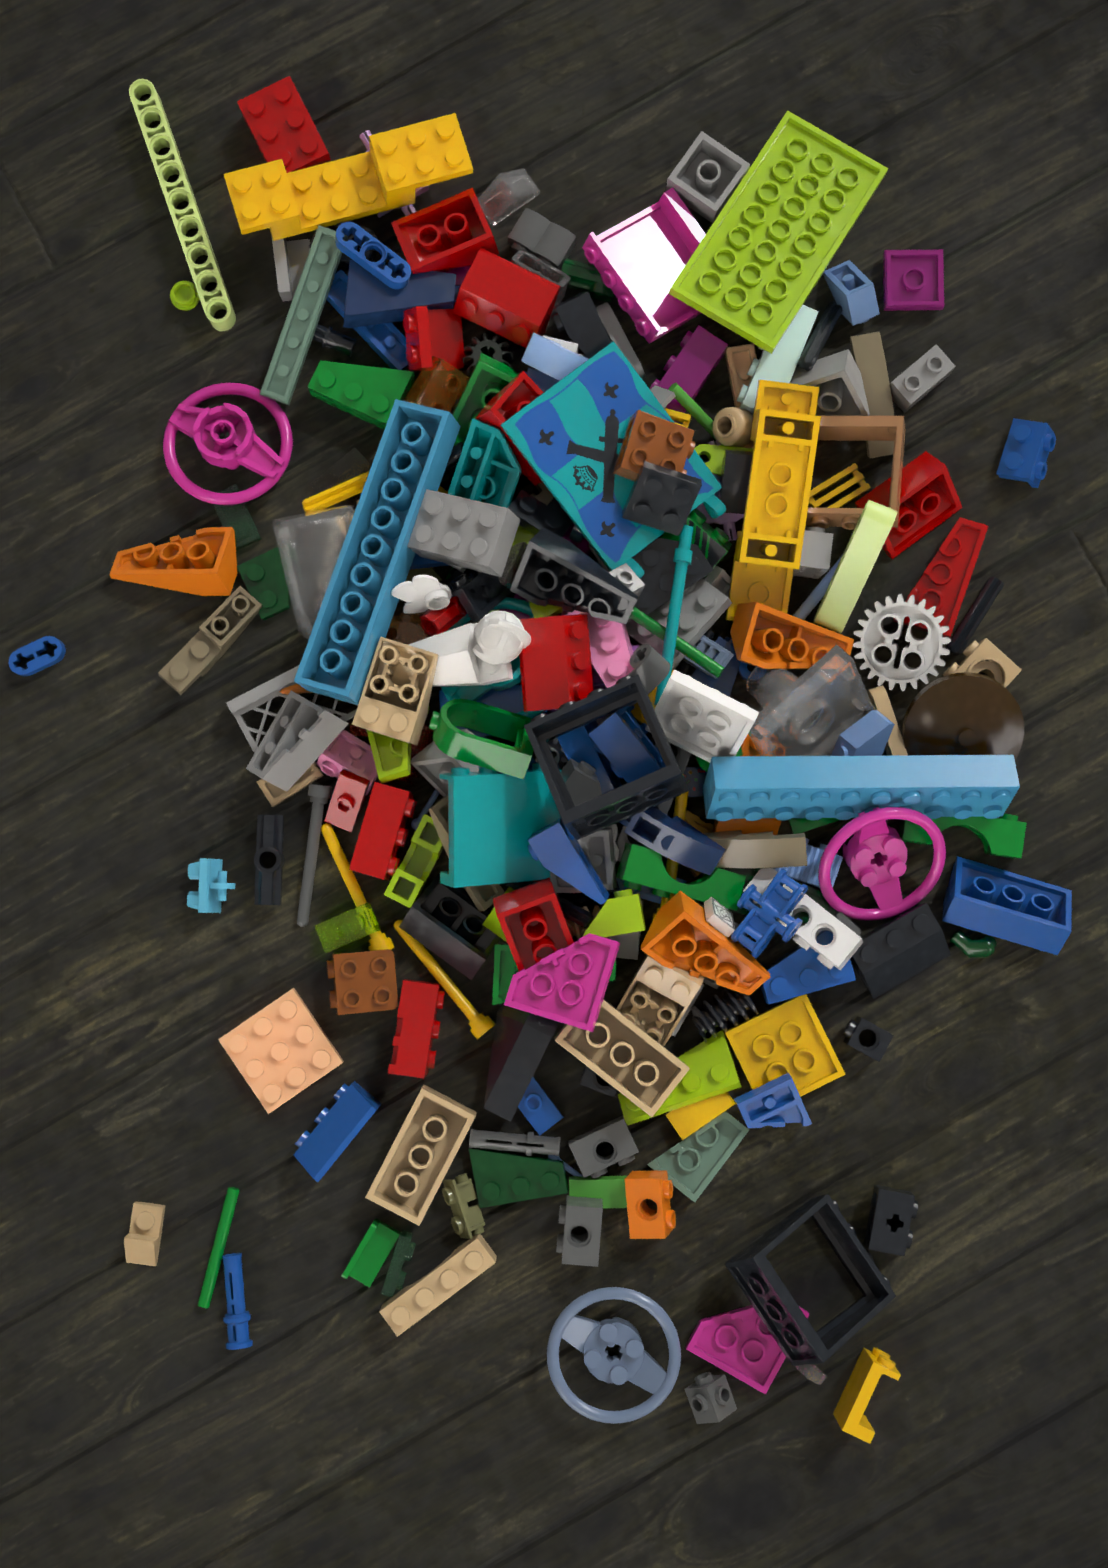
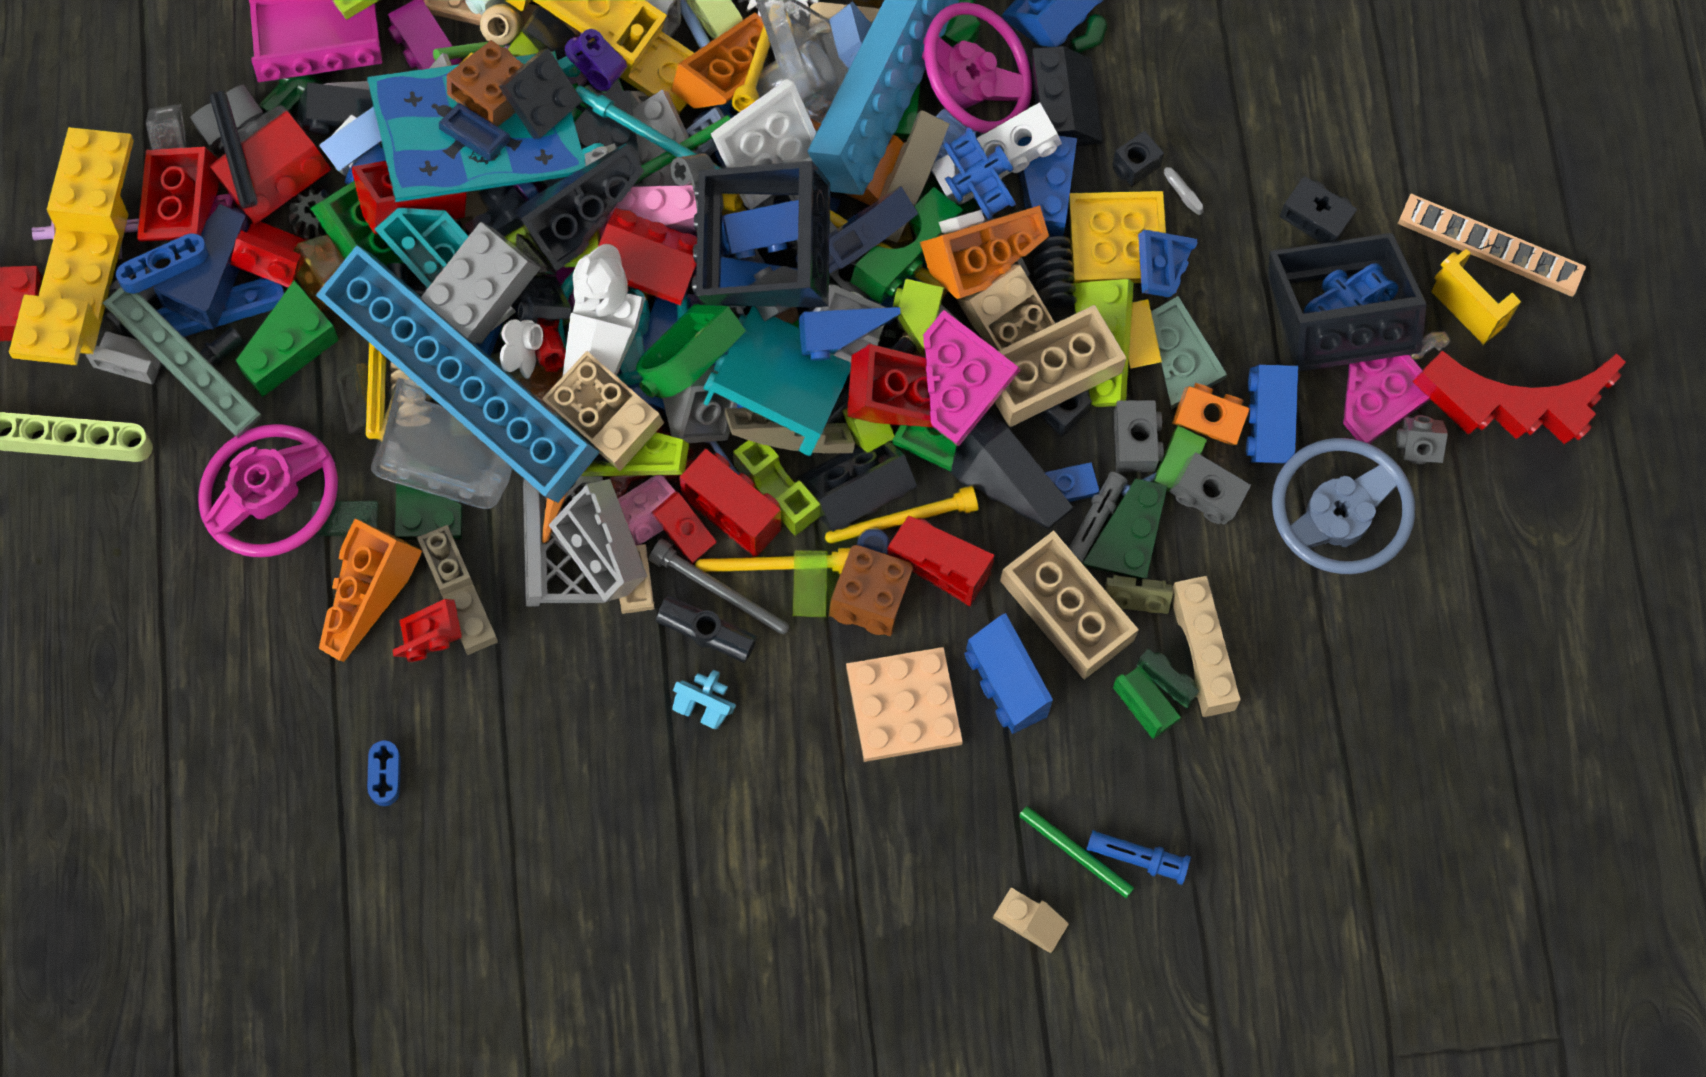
camera: 70 degrees left, 15 degrees down
(162, 636) = (429, 630): none -> red bracket
(184, 295) = (96, 470): lime plate -> none
(408, 964) = (874, 539): none -> dark blue tile
(500, 261) = (233, 149): none -> black axle
(601, 458) = (474, 131): none -> dark blue tile
(677, 1257) = (1272, 413): none -> blue wedge
(726, 527) = (598, 59): none -> dark purple piece
(750, 675) = (747, 93): none -> yellow piece
(797, 1508) = (1478, 400): none -> red arch
(823, 1290) = (1362, 288): none -> blue axle
(855, 1096) = (1188, 196): none -> light grey piece
(931, 1385) = (1492, 245): none -> tile

